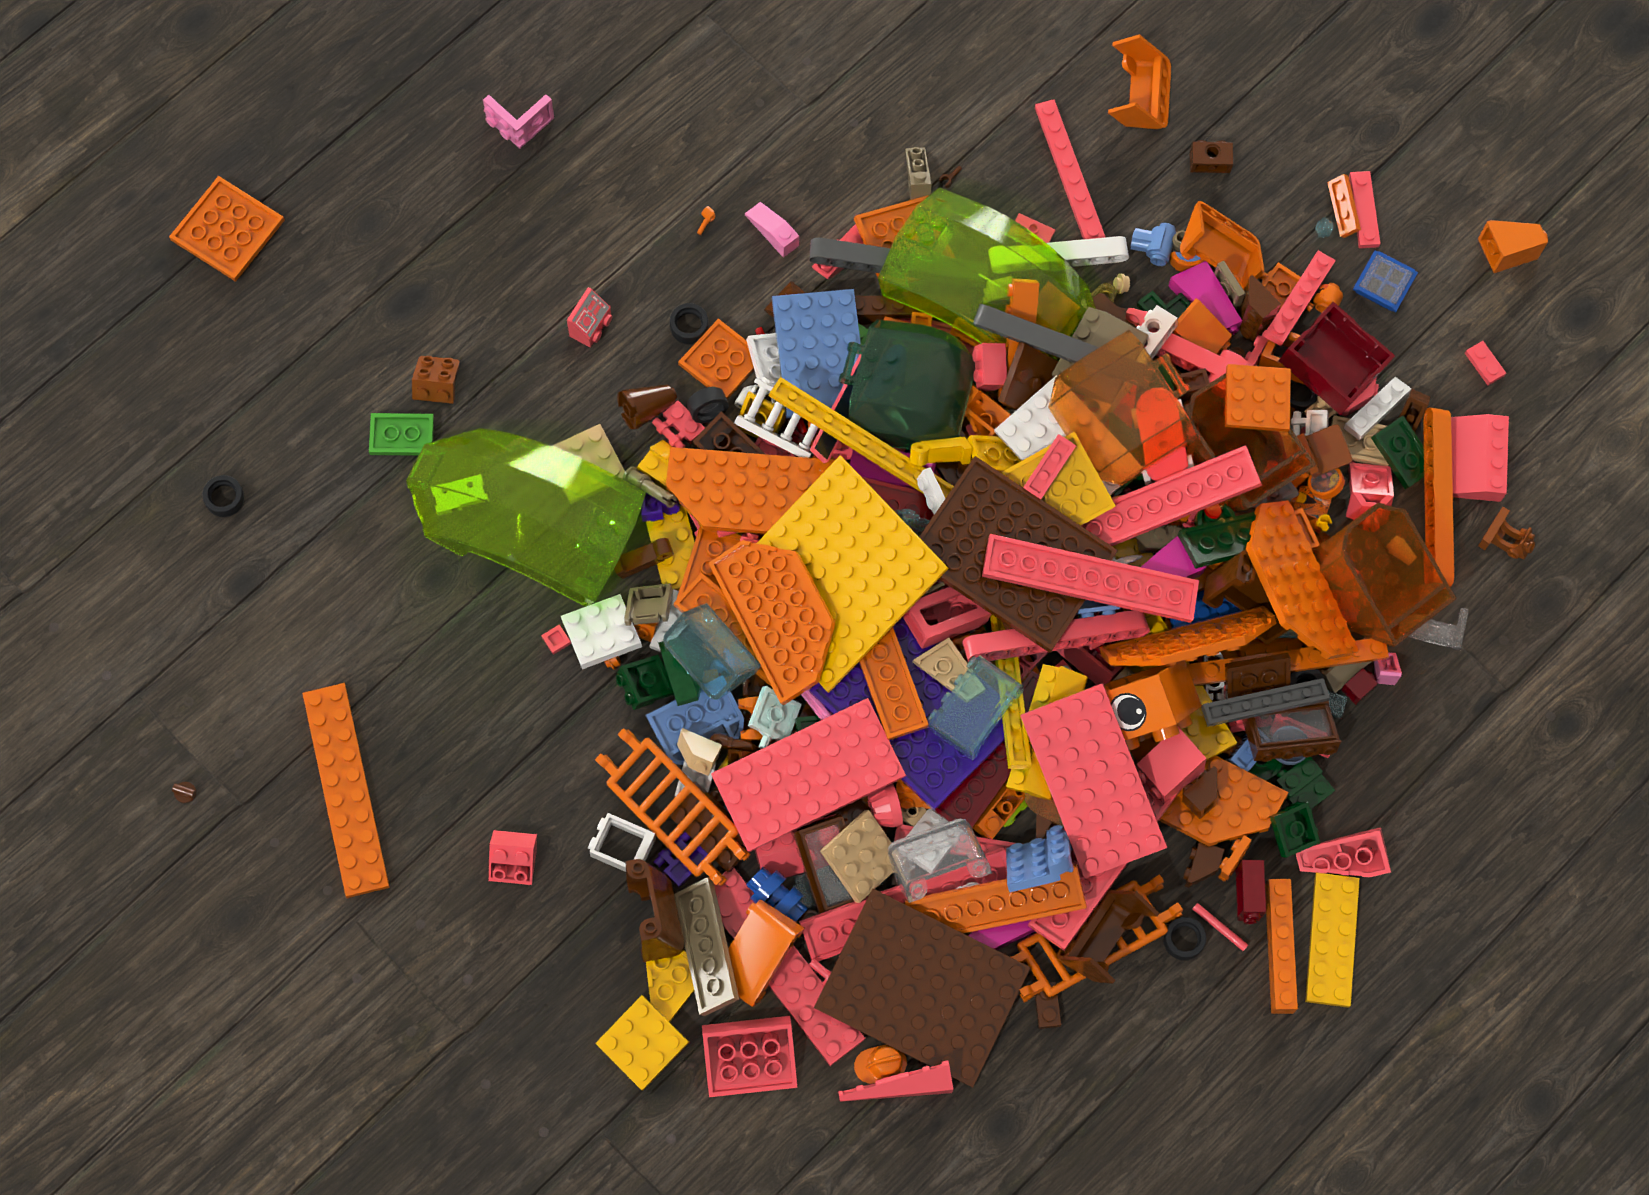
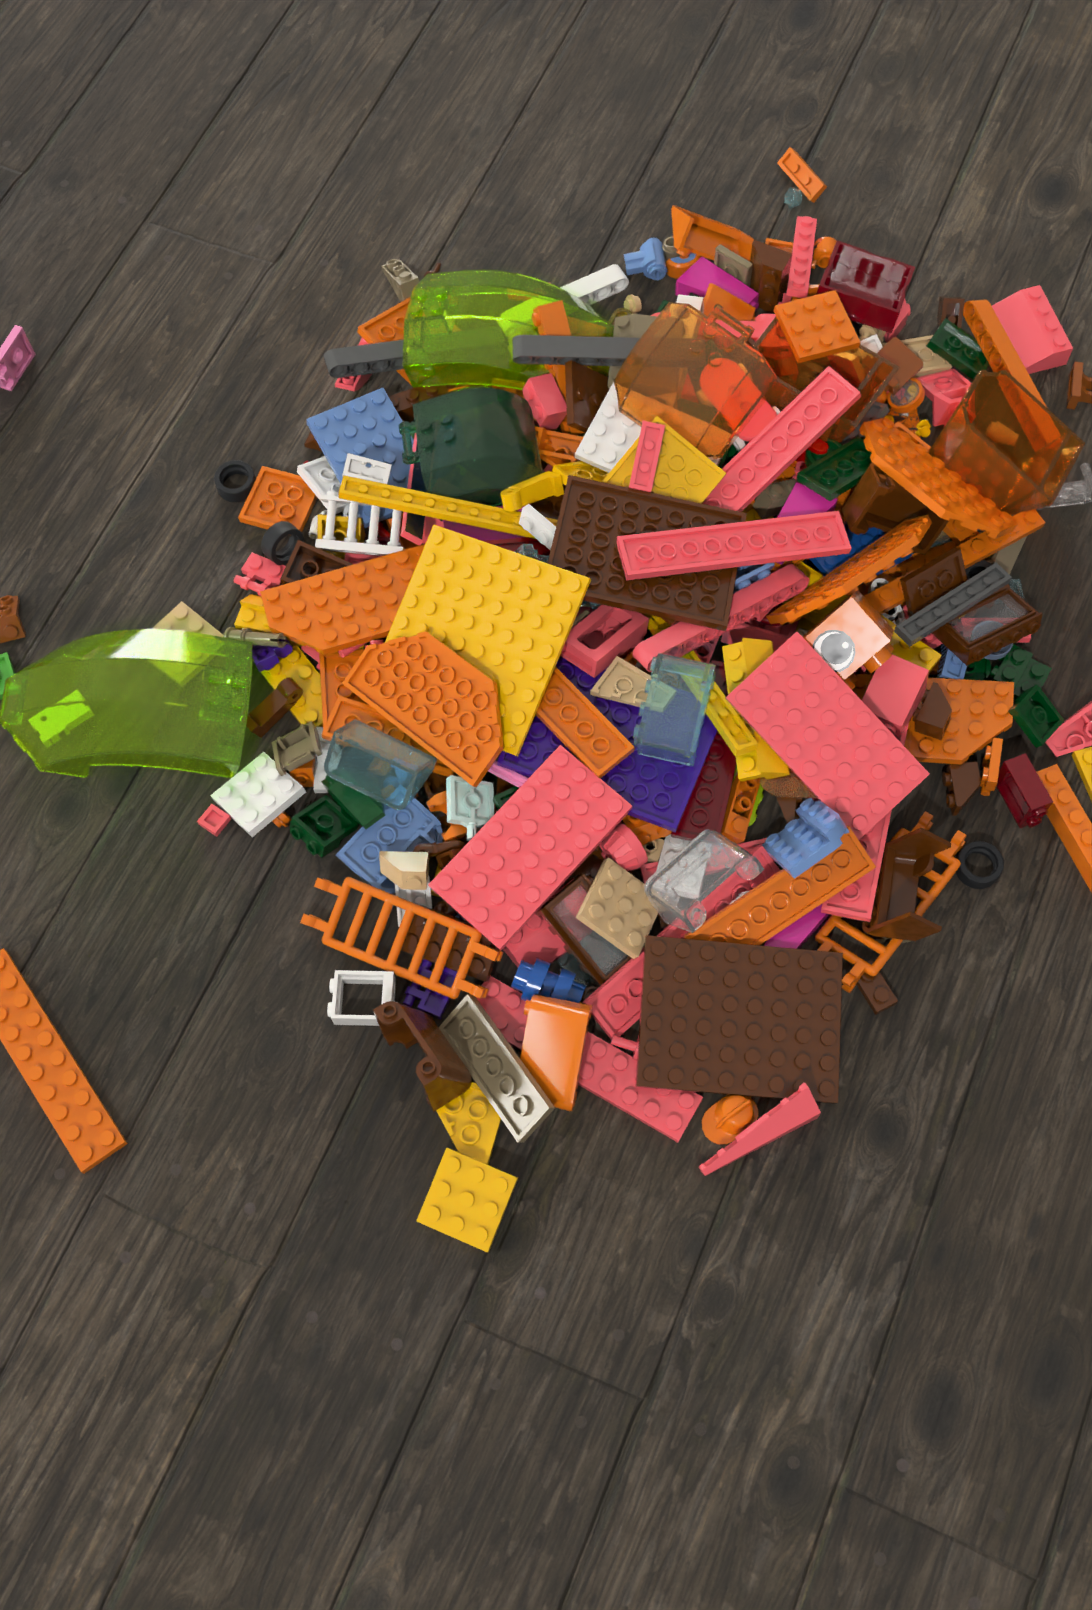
camera: 15 degrees left, 5 degrees down
(512, 857) = (250, 1058): coral slope -> none
(589, 318) = (133, 508): coral slope -> none
(645, 403) = (218, 565): reddish brown cone -> none
(709, 216) = (216, 382): orange hand -> none
(749, 1056) = (589, 1166): coral slope -> none
(774, 229) = (286, 372): bright pink slope -> none
(795, 374) = (356, 467): none -> white window
(1069, 170) = (539, 231): coral plate -> none
(1149, 84) = (579, 136): orange windscreen -> none
(1202, 163) = (664, 176): reddish brown brick -> none
(1220, 927) = (1007, 840): coral bar -> none
(1359, 686) = (1026, 565): dark red brick -> none
(1365, 206) = (835, 191): coral plate -> none
(1377, 408) = (918, 321): white plate -> none
(1385, 281) = (868, 222): clear piece -> none
(1387, 670) = (1044, 542): bright pink slope -> none
(1485, 363) = (991, 256): coral plate -> none
(1511, 243) = (965, 150): orange slope -> none

